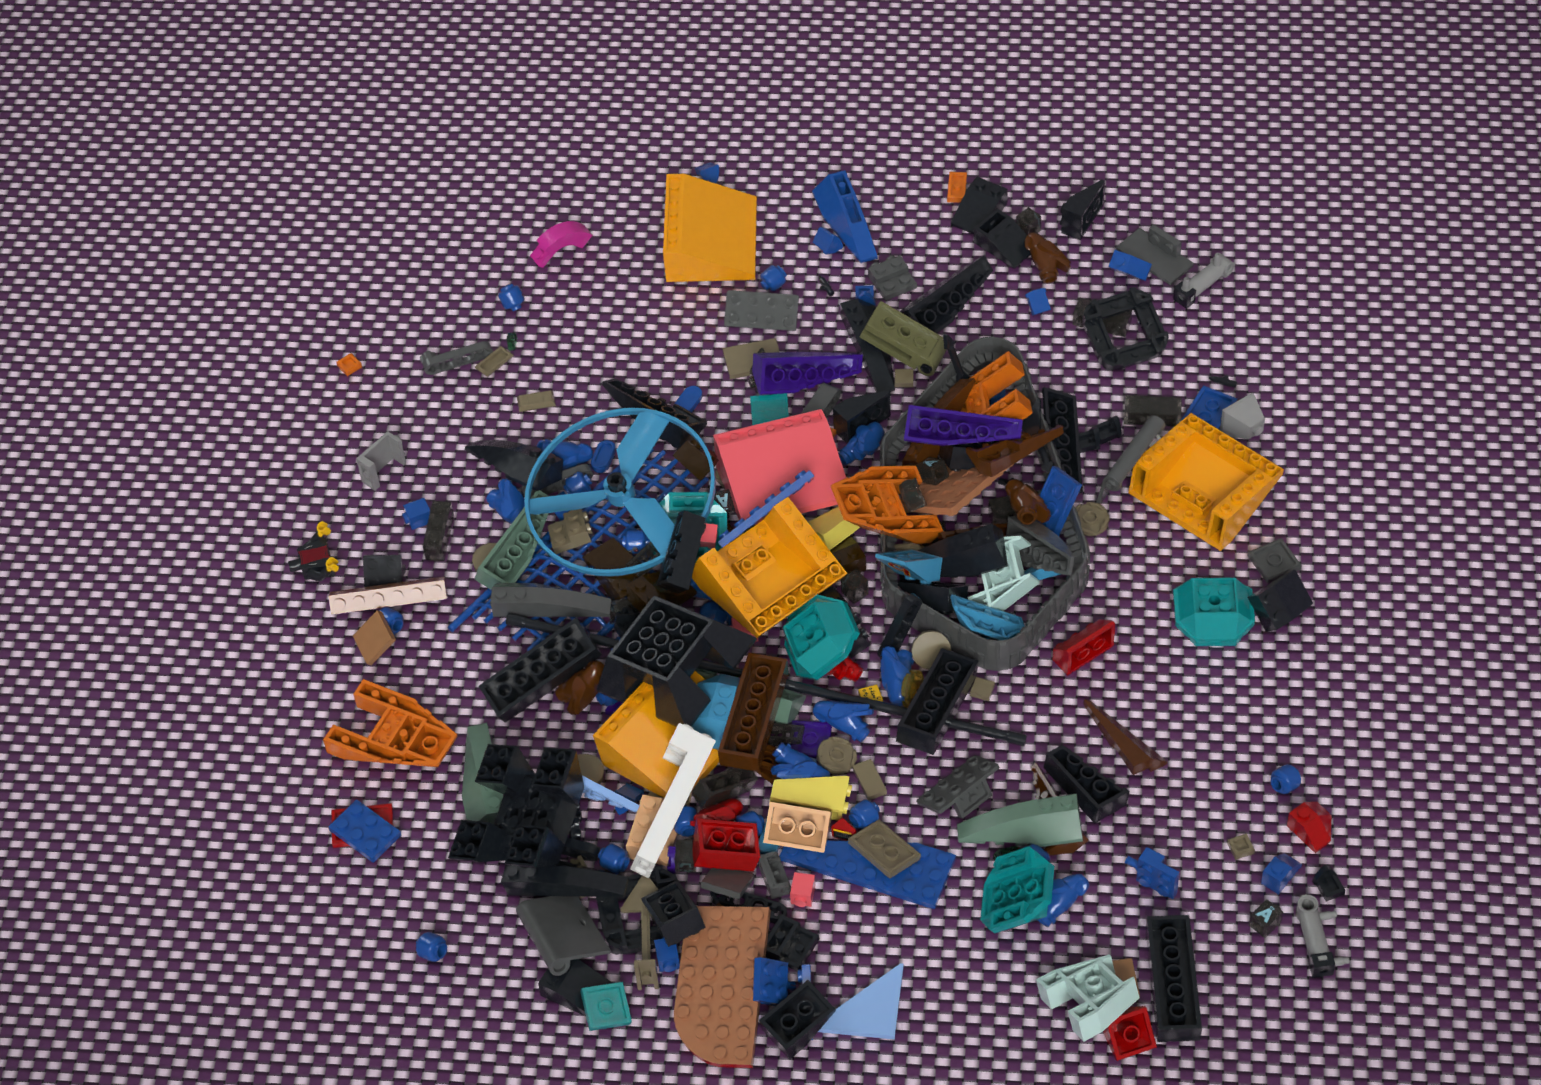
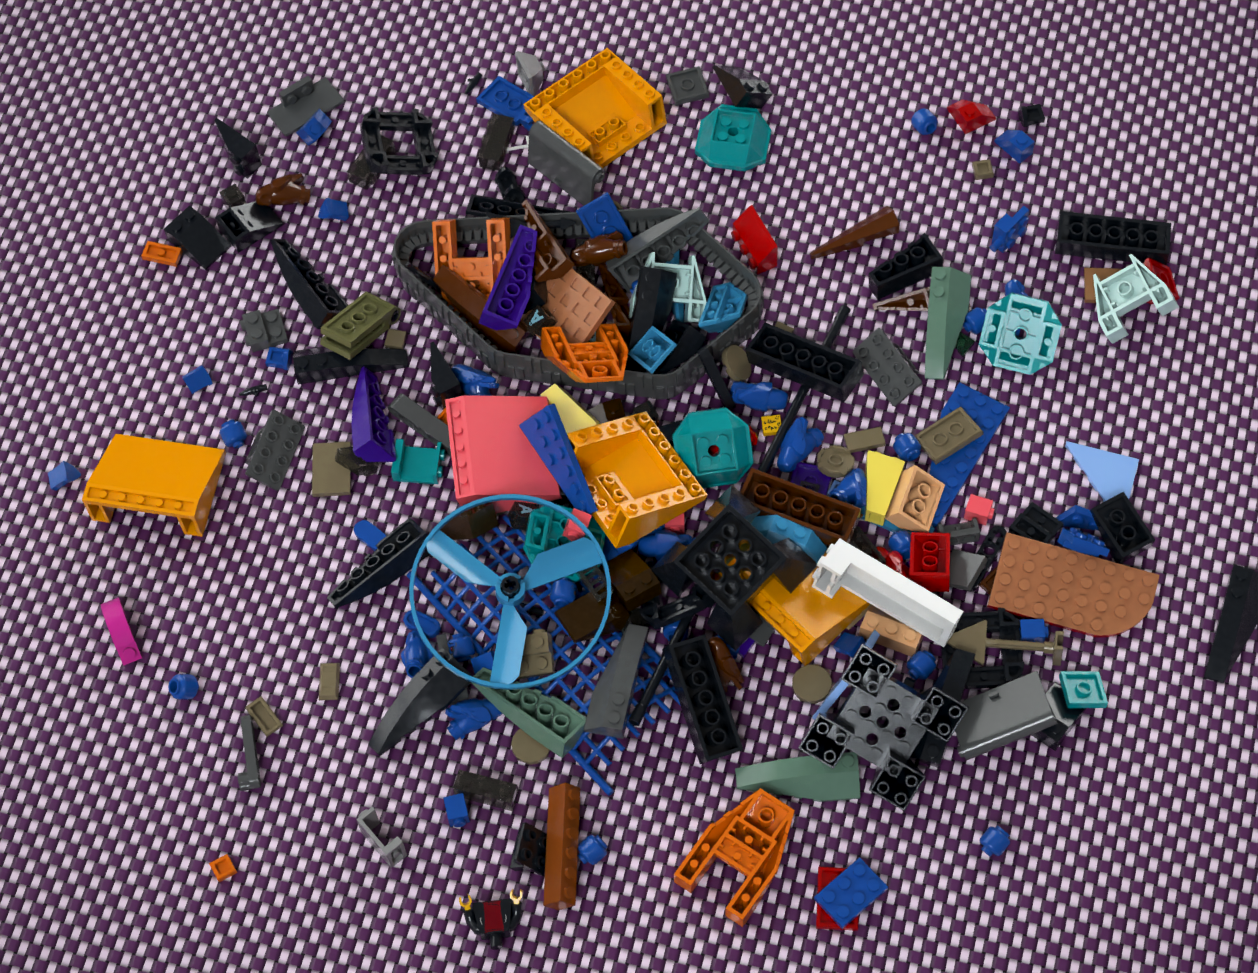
camera: 80 degrees left, 10 degrees up
(374, 637) = (614, 864): medium nougat tile -> none
(511, 341) = (240, 695): clear green tile -> none
(673, 913) = (1000, 613): black slope -> none
(681, 552) = (614, 538): black wedge -> none
(842, 830) = (922, 462): red slope -> none
(844, 215) = (169, 355): blue wedge -> none
(910, 686) = (781, 383): clear yellow tile -> none
(912, 494) = (578, 333): clear smoke brick -> none
(1189, 289) = (360, 86): light grey piece -> none
(1266, 918) = (1060, 163): clear smoke brick -> none
(1320, 958) = (1103, 134): light grey piece -> none

